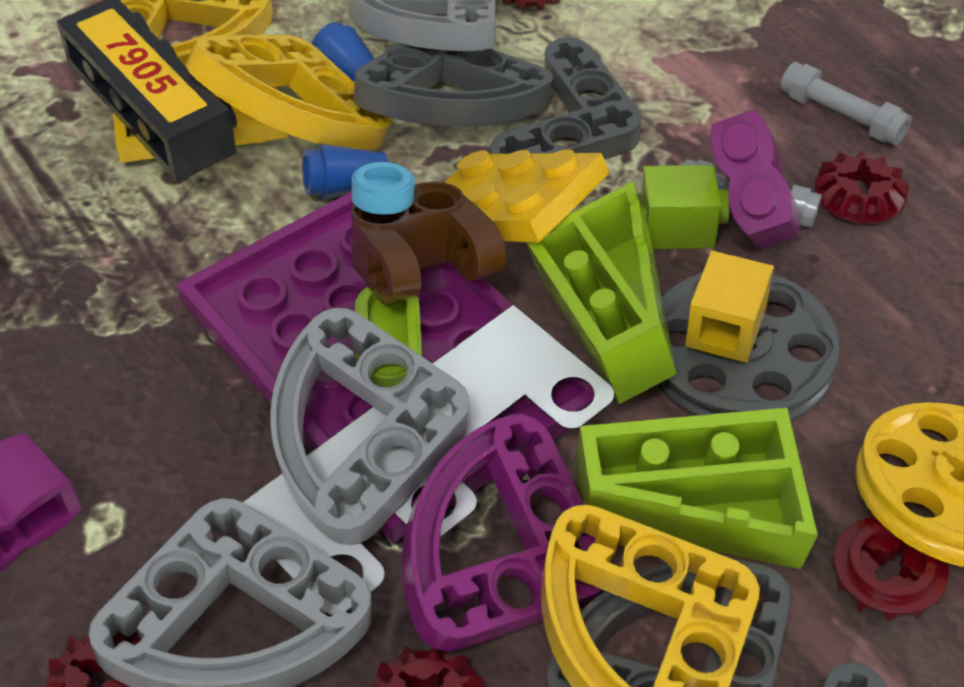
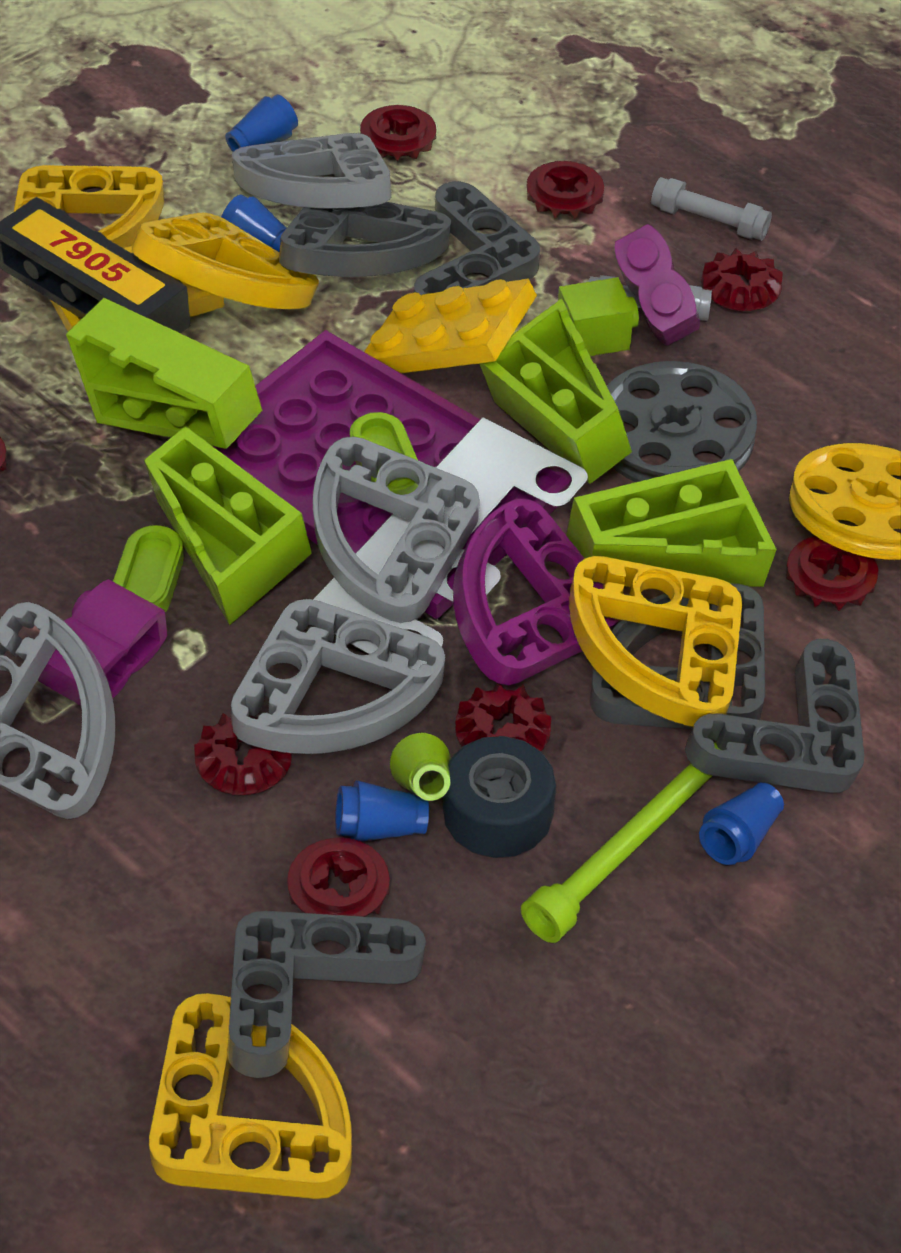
camera: 15 degrees left, 0 degrees up
(92, 426) = (151, 564): none -> lime tile
(170, 206) = (160, 379): none -> lime wedge
(181, 388) = (227, 521): none -> lime wedge
(330, 168) = (286, 328): blue cone -> none
(382, 188) = (354, 333): medium azure tile -> none
(434, 230) = (387, 363): reddish brown piece -> none
(691, 48) = (565, 177): none -> dark red gear
(729, 306) = (662, 391): yellow brick -> none

